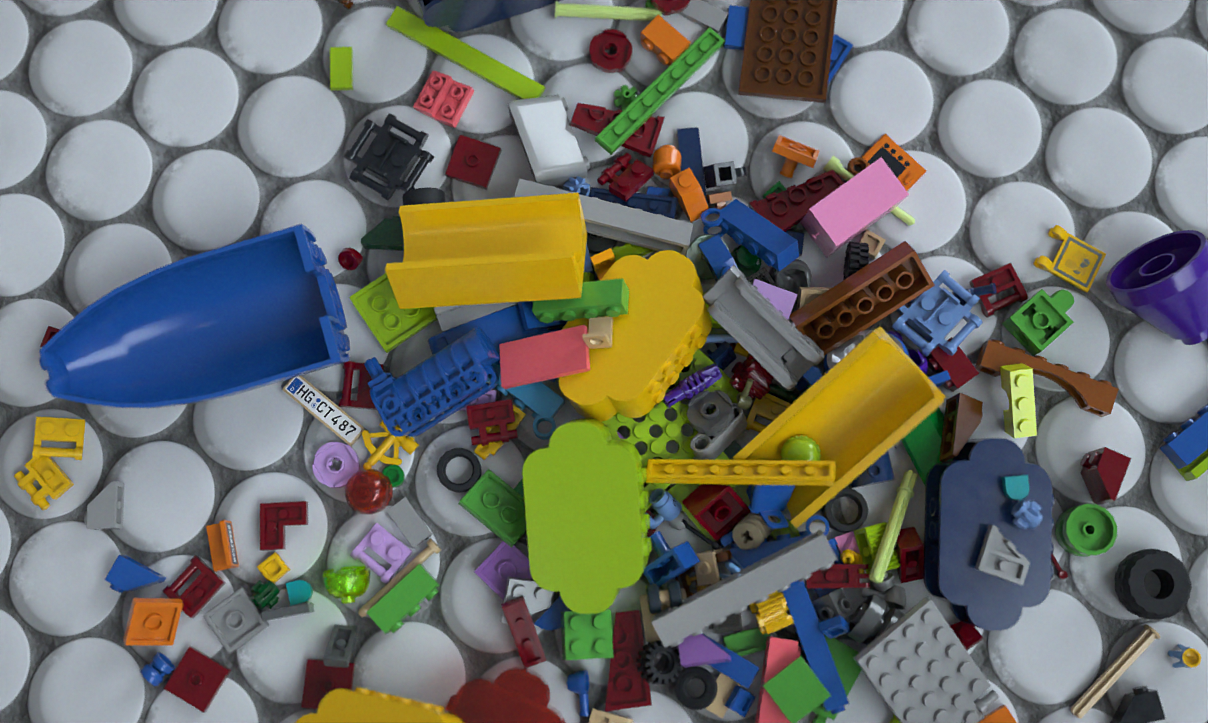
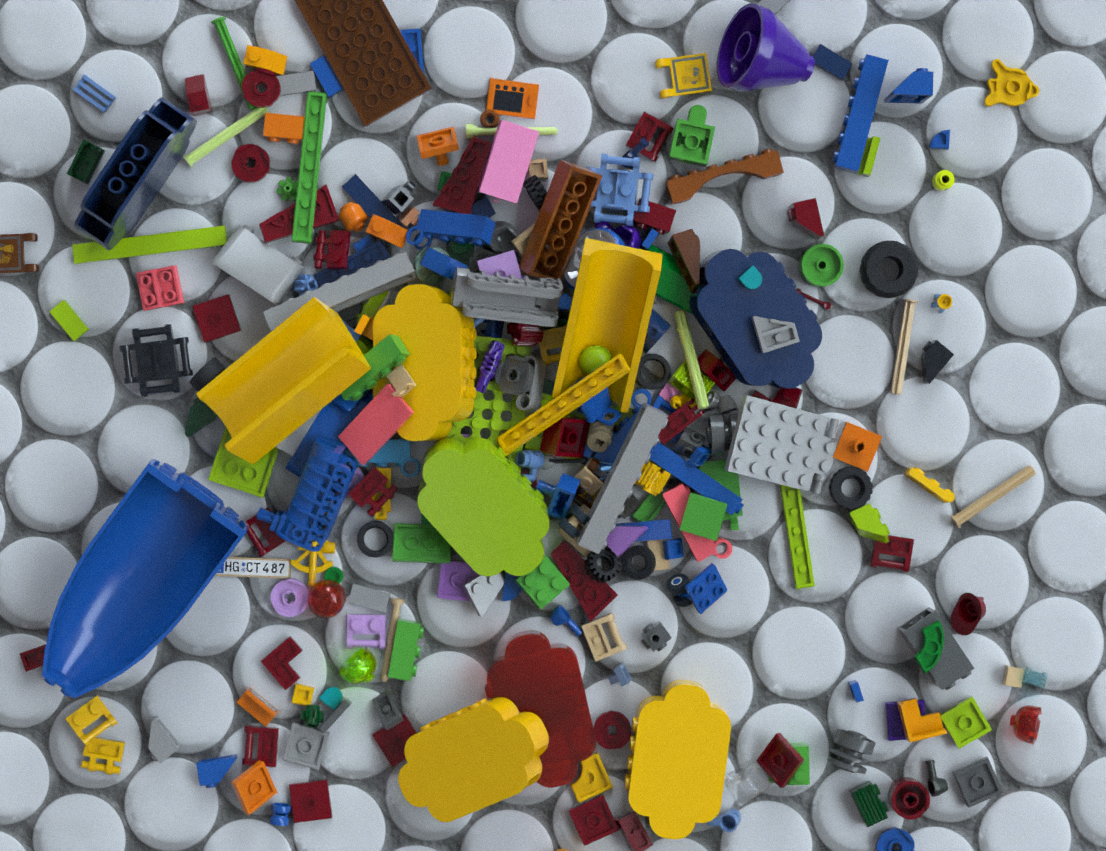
camera: 30 degrees left, 10 degrees up
(350, 258) = (186, 452): dark red tile -> none
(523, 632) = (500, 611): dark red tile -> none
(743, 399) = (531, 350): olive hand -> none
(1019, 386) = (716, 209): neon yellow arch -> none
(1026, 514) = (770, 293): medium blue gear -> none

